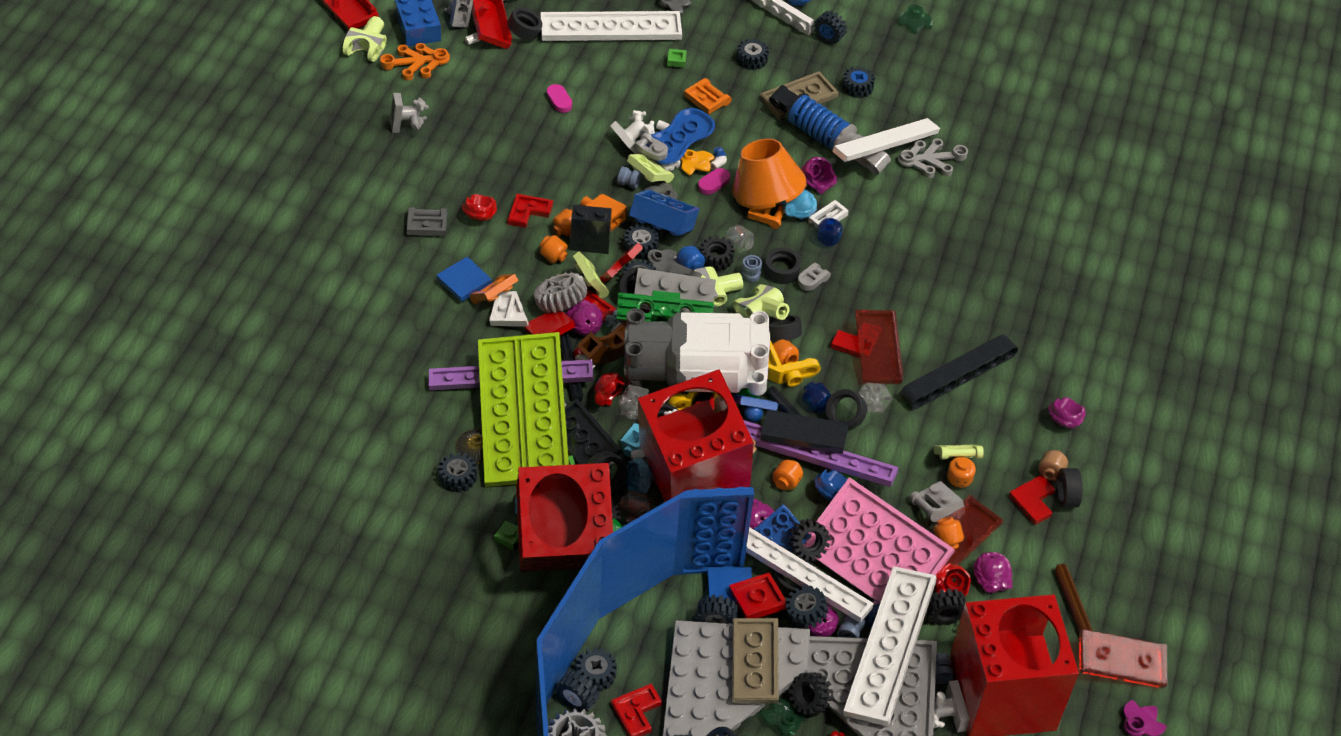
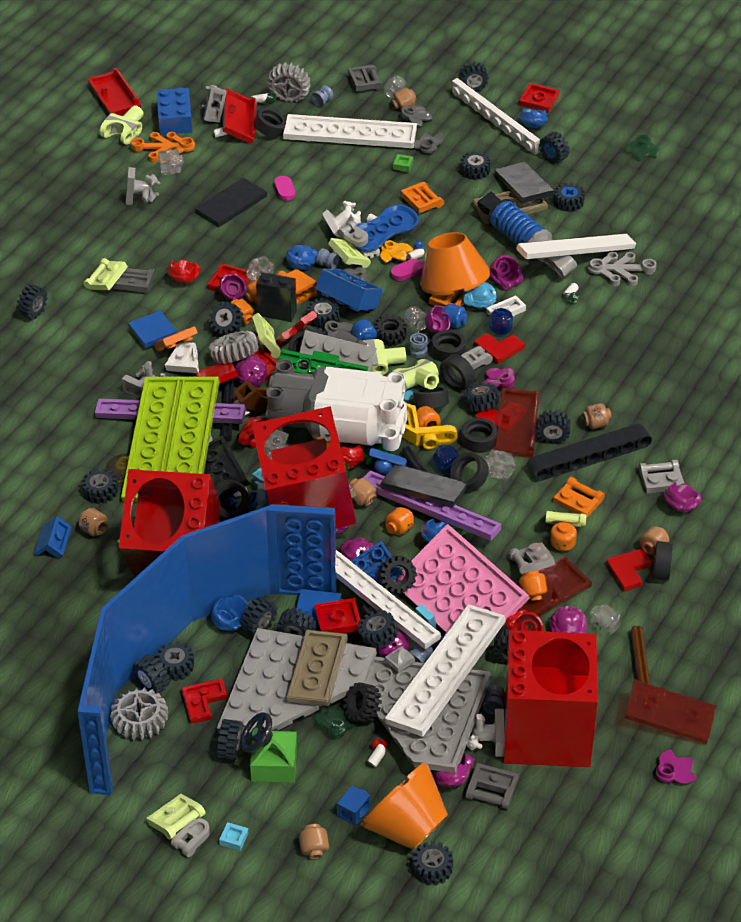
camera: 15 degrees right, 5 degrees down
(325, 260) = (32, 301): none -> black wheel
(400, 222) = (105, 280): none -> yellowish green plate
(422, 540) = (53, 537): none -> blue panel
(430, 79) = (170, 161): none -> clear brick
(463, 517) = (93, 522): none -> medium nougat head
(469, 350) = (133, 386): none -> light grey piece
(506, 120) = (231, 202): none -> black tile
(537, 221) = (232, 287): none -> magenta hair
(549, 261) = (232, 320): none -> black wheel
(563, 198) = (259, 265): none -> clear brick
(606, 178) = (305, 257): none -> blue hair
(642, 605) = (228, 612): none -> blue hair
(673, 606) = (258, 615): none -> black wheel
(696, 33) = (427, 143): none -> dark grey plate
(764, 238) = (434, 320): none -> magenta hair
(778, 230) = (457, 315): none -> blue head
(807, 288) = (464, 369): none -> black tyre
(808, 69) = (524, 182): none -> tile
(833, 321) = (481, 397): none -> black wheel
(836, 263) = (500, 350): none -> red tile
(836, 637) = (400, 659): none -> light grey tile
(841, 376) = (482, 425): none -> black tyre
(844, 296) = (503, 378): none -> magenta plate
(847, 581) = (426, 615): none -> medium azure tile
(888, 192) = (570, 292): none -> arm
(917, 348) = (553, 426): none -> black wheel
(956, 330) = (596, 416): none -> medium nougat head
(959, 429) = (576, 502): none -> orange plate
(1027, 560) = (605, 619): none -> clear head
(1039, 395) = (660, 481): none -> light grey plate

